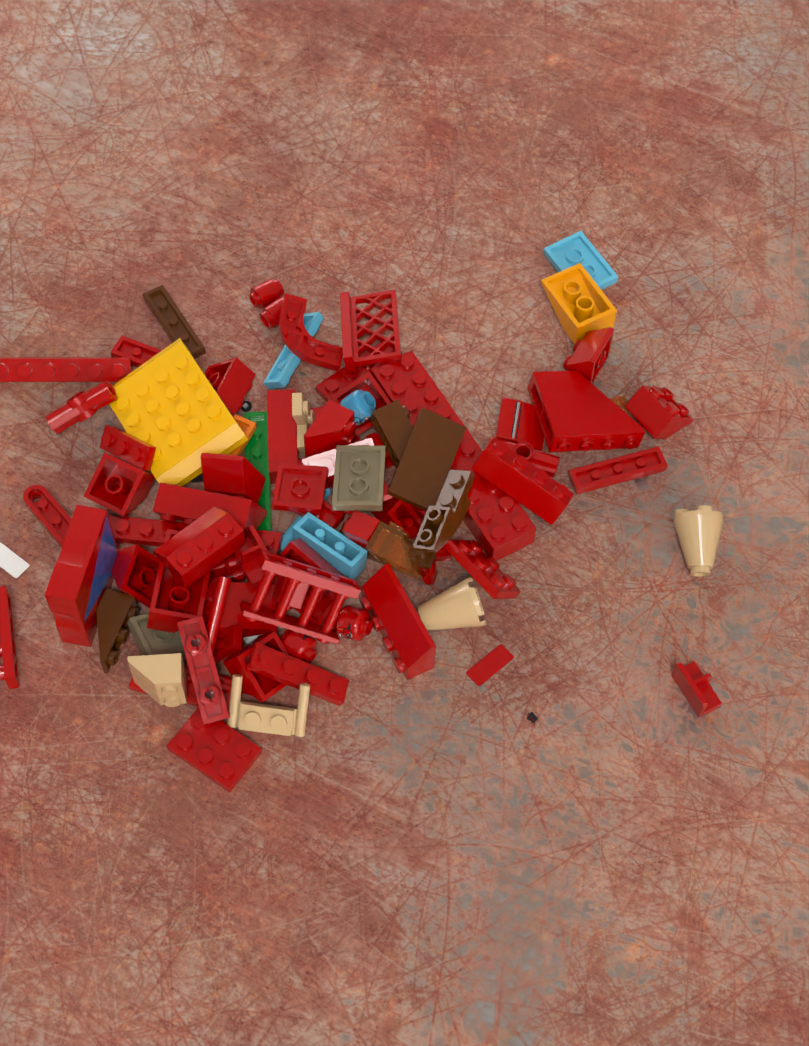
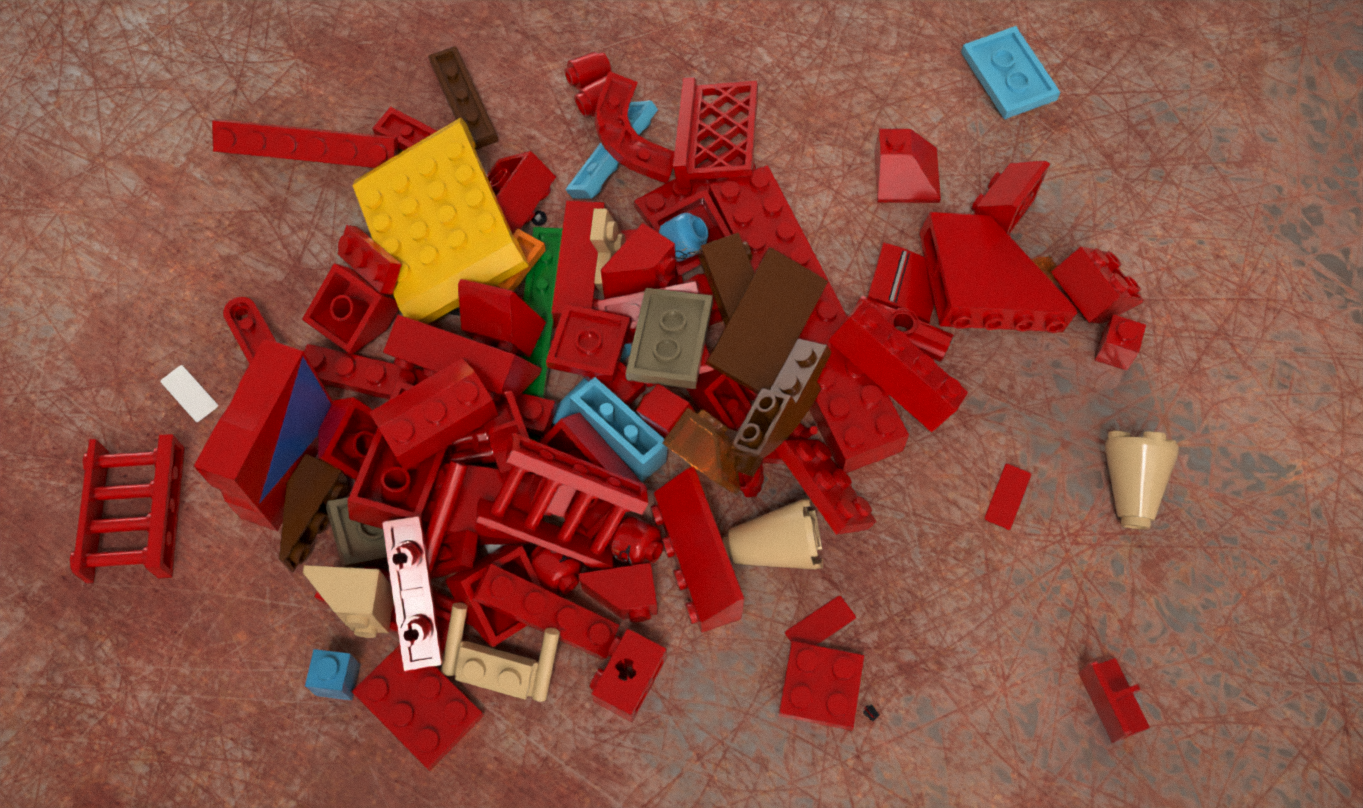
camera: 10 degrees right, 5 degrees up
(81, 406) = (320, 197): red piece -> none
(152, 735) = (332, 674): none -> dark azure brick
(348, 656) = (623, 591): none -> red slope
(360, 725) = (627, 696): none -> red brick
(461, 535) = (802, 432): none -> red hand
(495, 703) = (821, 685): none -> red plate
(512, 342) = (906, 168): none -> red slope
(578, 302) = (1003, 122): light orange slope -> none
(610, 564) = (1007, 496): none -> red sticker
(617, 470) = (1032, 361): red plate -> none
(678, 449) = (1120, 342): none -> red brick

